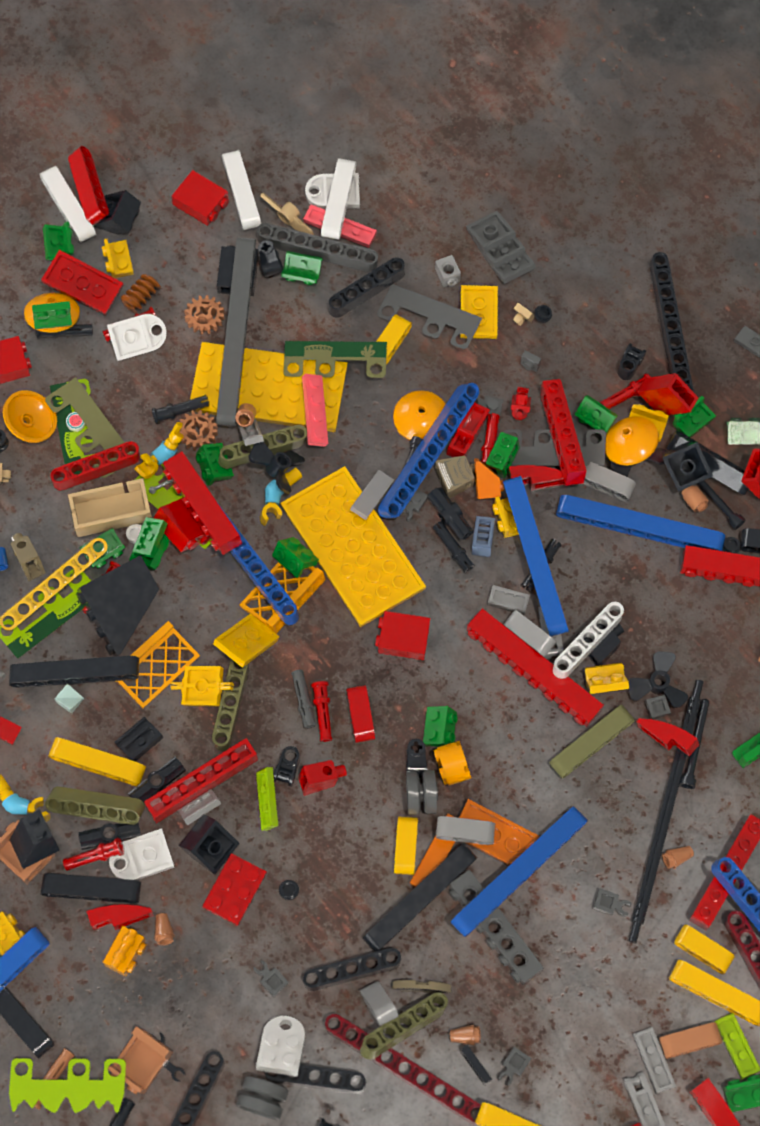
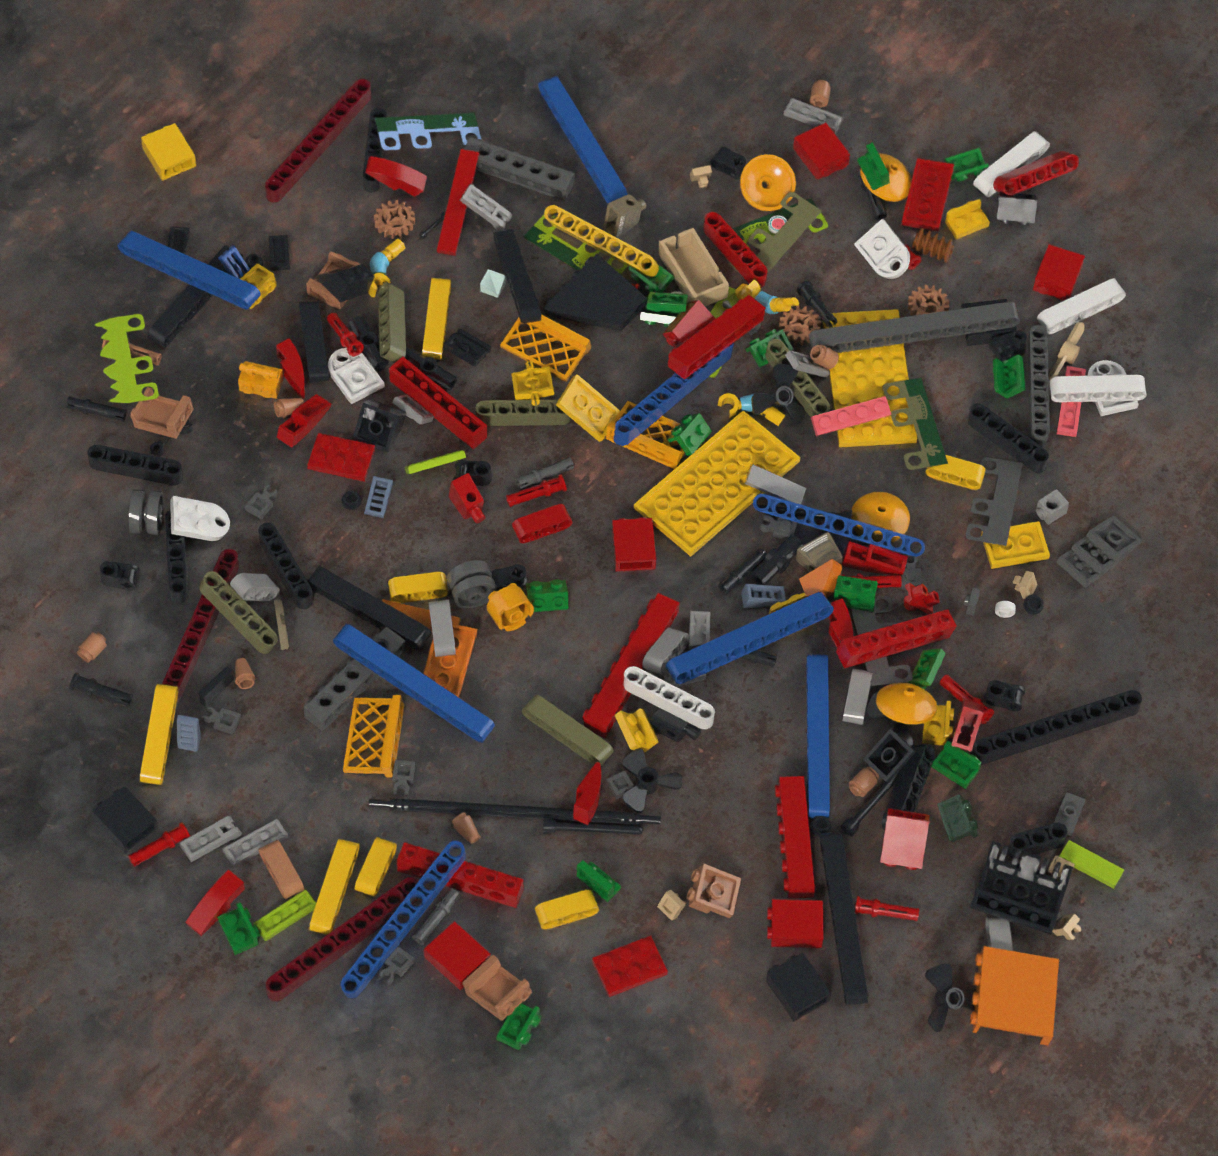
camera: 75 degrees right, 10 degrees down
(183, 917) = (303, 420): none -> red slope
(288, 868) = (382, 482): none -> sand blue slope
(529, 1103) = (188, 733): none -> sand blue slope
(544, 337) = (1005, 609): none -> white tile
(565, 905) = (390, 741): none -> light orange fence

